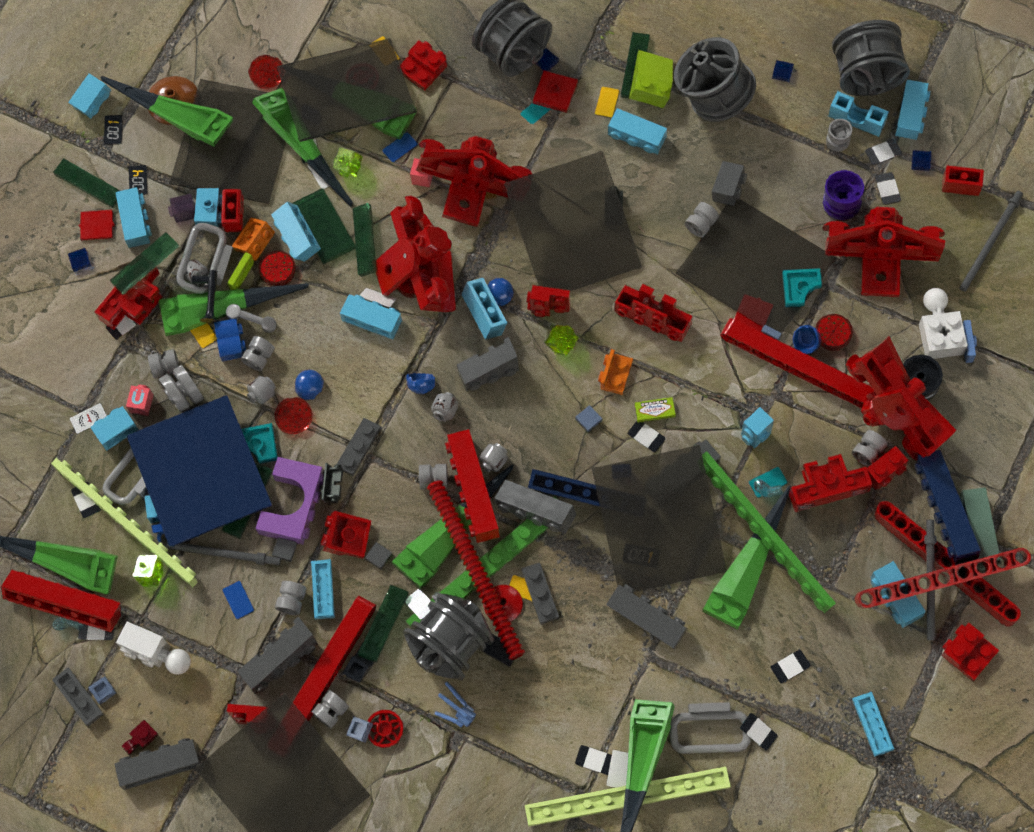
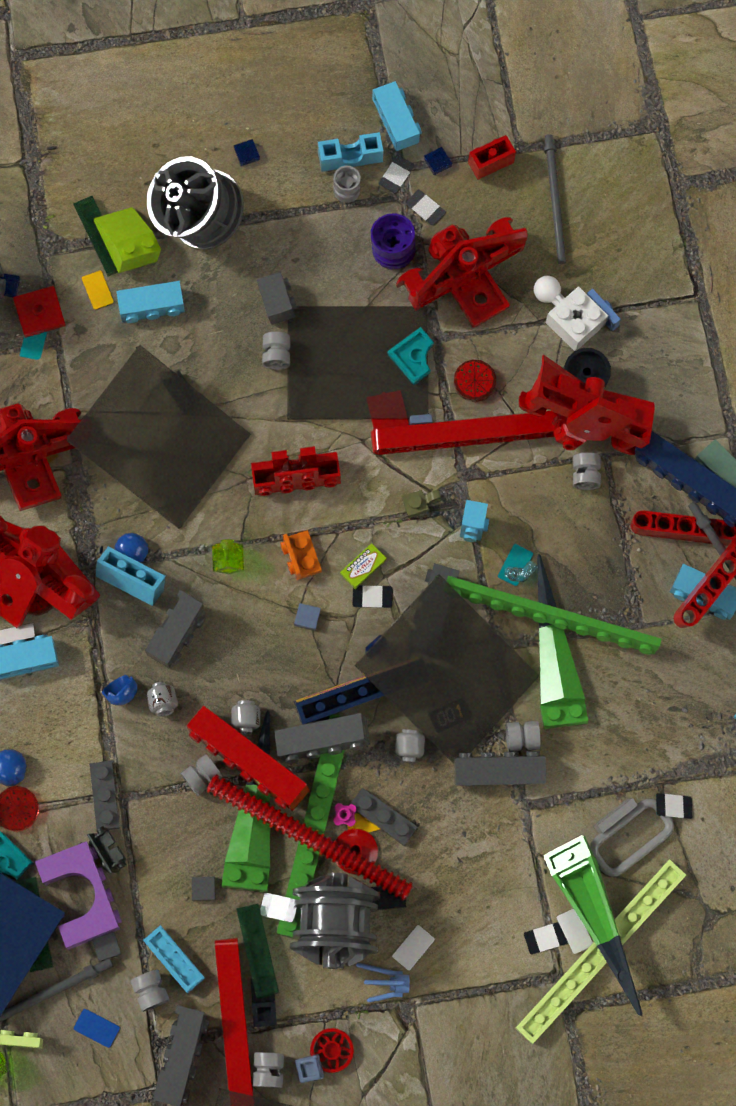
camera: 45 degrees left, 5 degrees up
(346, 534) = (158, 890): red plate -> none
(494, 699) = (413, 947): none -> white sticker
(513, 578) = (349, 819): none -> dark pink plate
(544, 299) = (182, 529): red plate -> none
(595, 555) = (410, 744): none -> light grey head
(680, 603) = (525, 735): none -> light grey wheel
(727, 391) = (417, 503): none -> olive plate
(790, 666) = (657, 724): sticker -> none
(806, 339) = (457, 404): blue hair -> none
(828, 484) = (573, 529): red piece -> none
(870, 58) = (327, 90): dark grey wheel -> none
(887, 467) = (614, 479): red brick -> none

